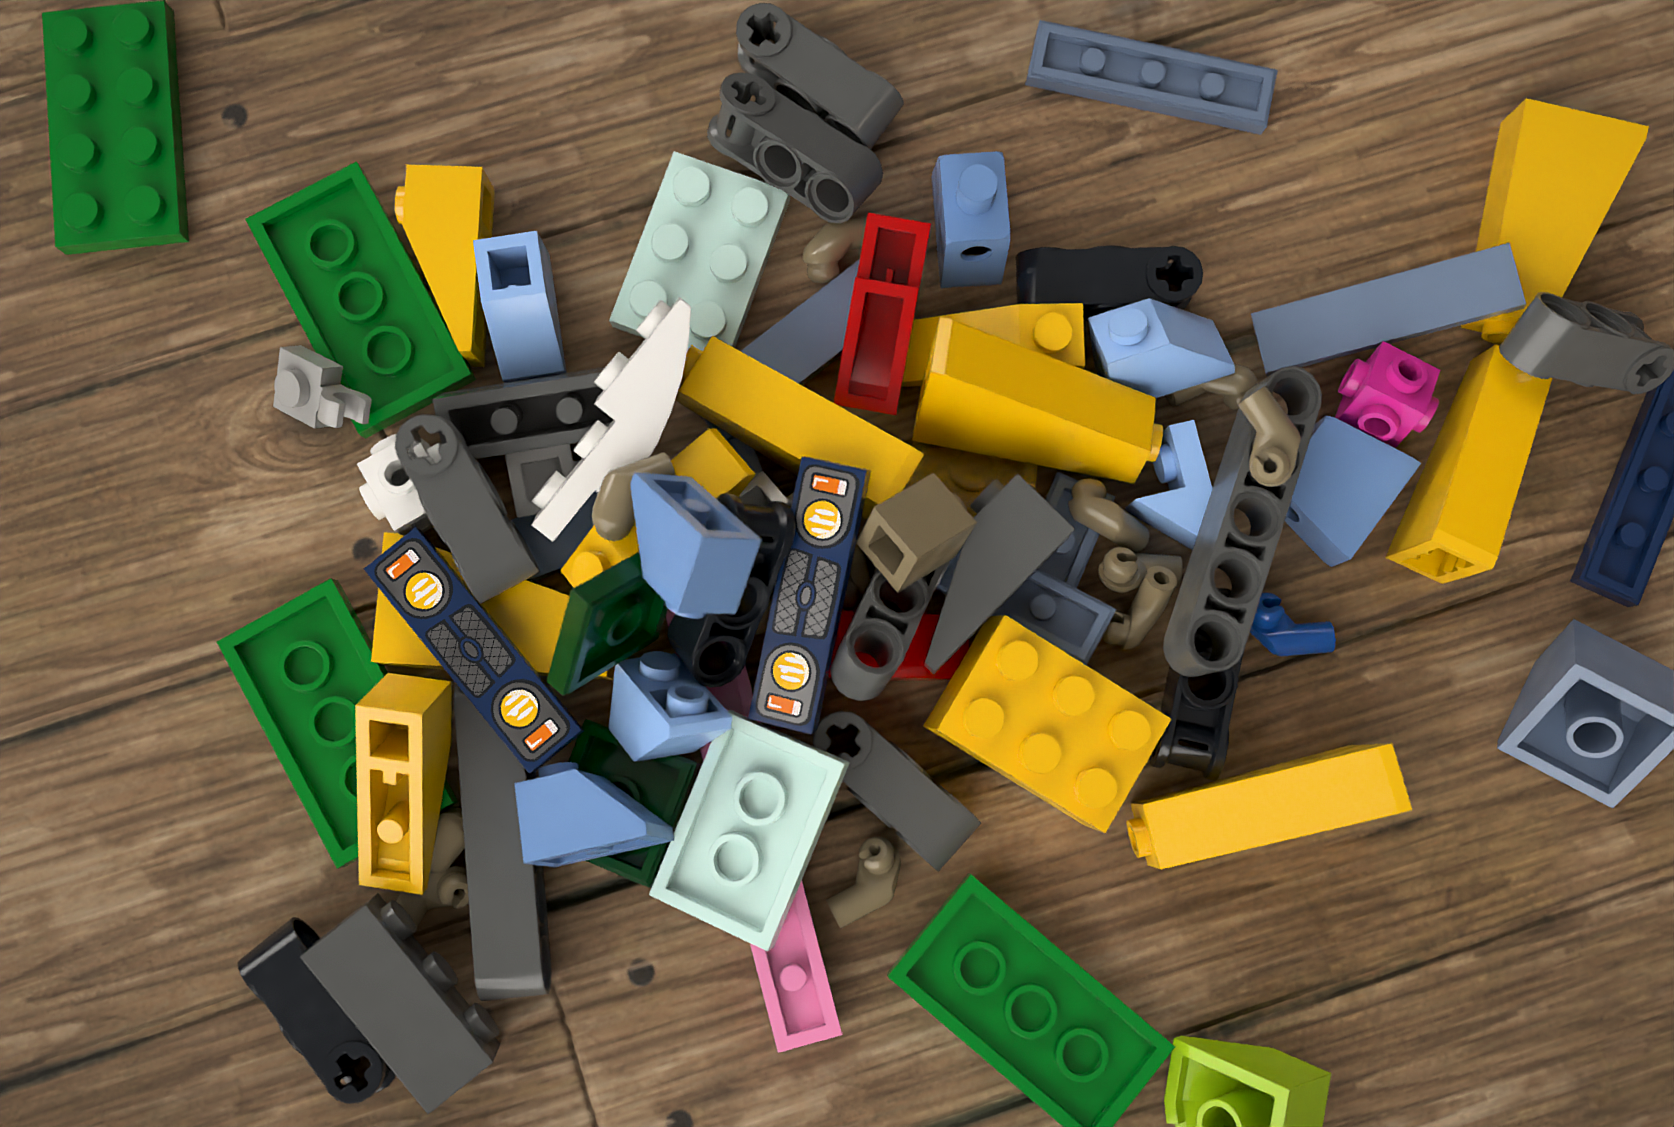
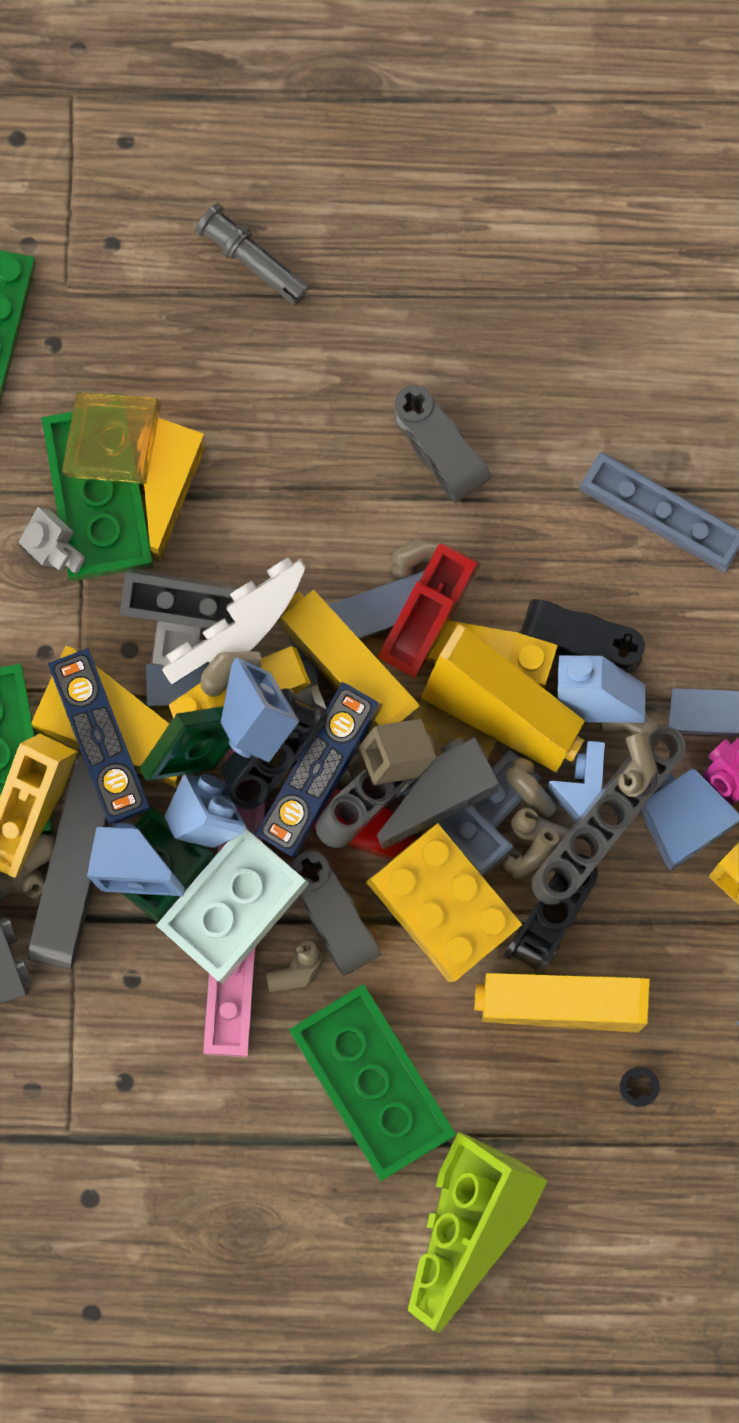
camera: 20 degrees right, 5 degrees down
(351, 213) = (111, 437): none -> clear yellow tile
(389, 488) = (94, 633): white brick -> none
(465, 510) = (124, 649): dark grey piece -> none
(520, 305) = (198, 530): light blue slope -> none
(702, 245) = (327, 530): light aqua plate -> none
(793, 148) = (408, 485): dark grey piece -> none
(971, 213) = (506, 568): medium blue torso -> none
(1284, 637) = (618, 900): blue arm -> none
(1407, 903) = (642, 1100): none -> black bush

